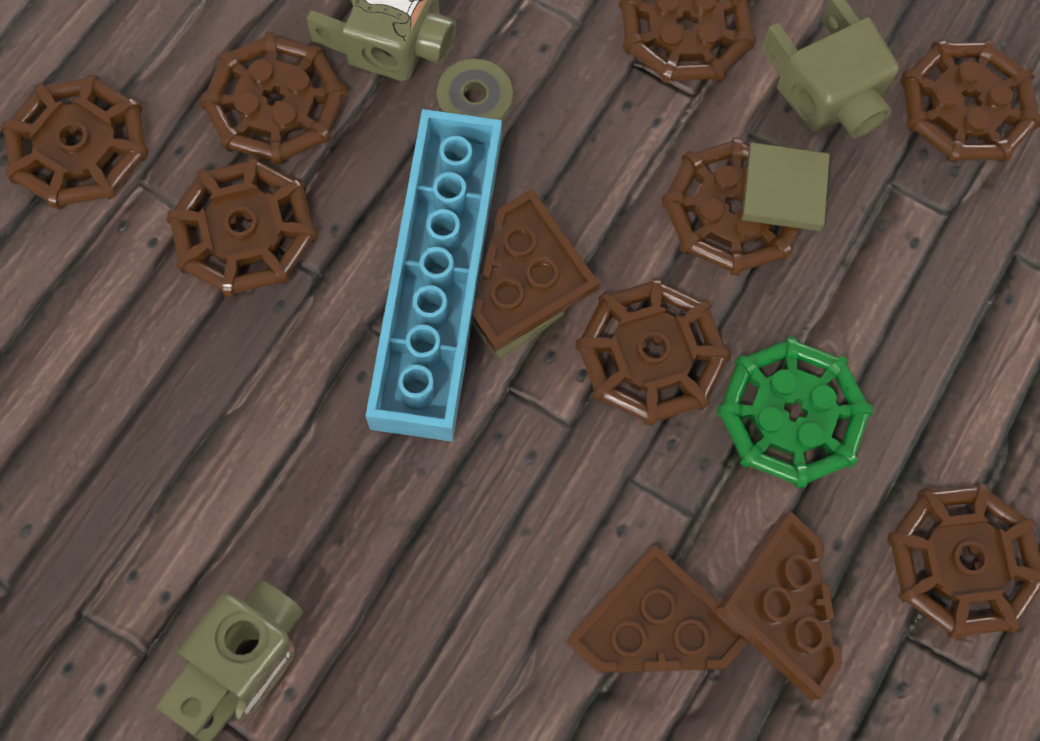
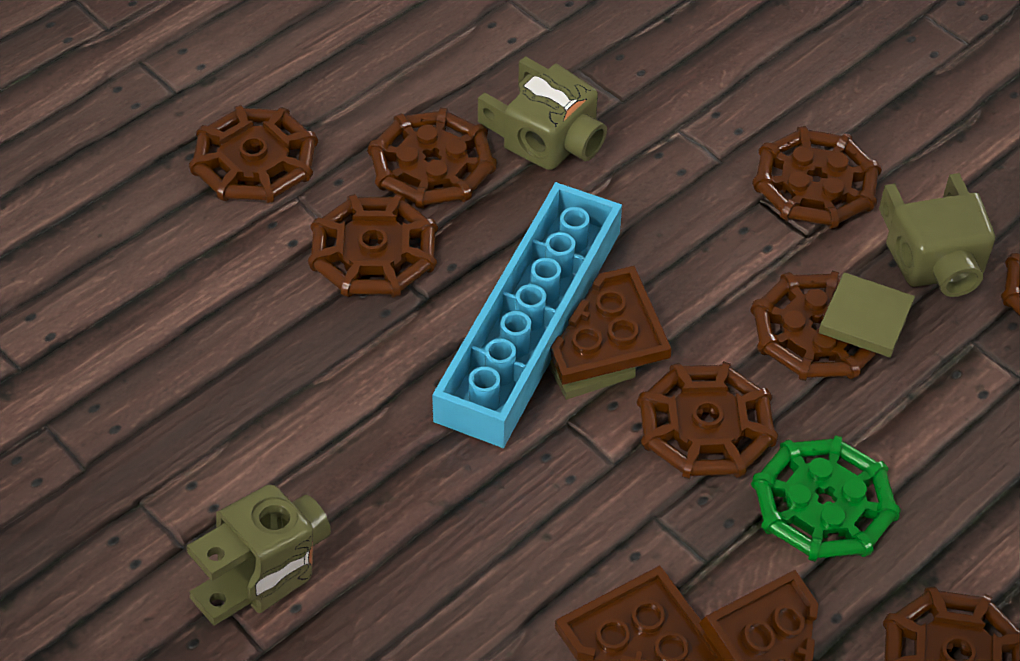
camera: 20 degrees right, 20 degrees down
(475, 75) = (614, 178): olive tile -> none

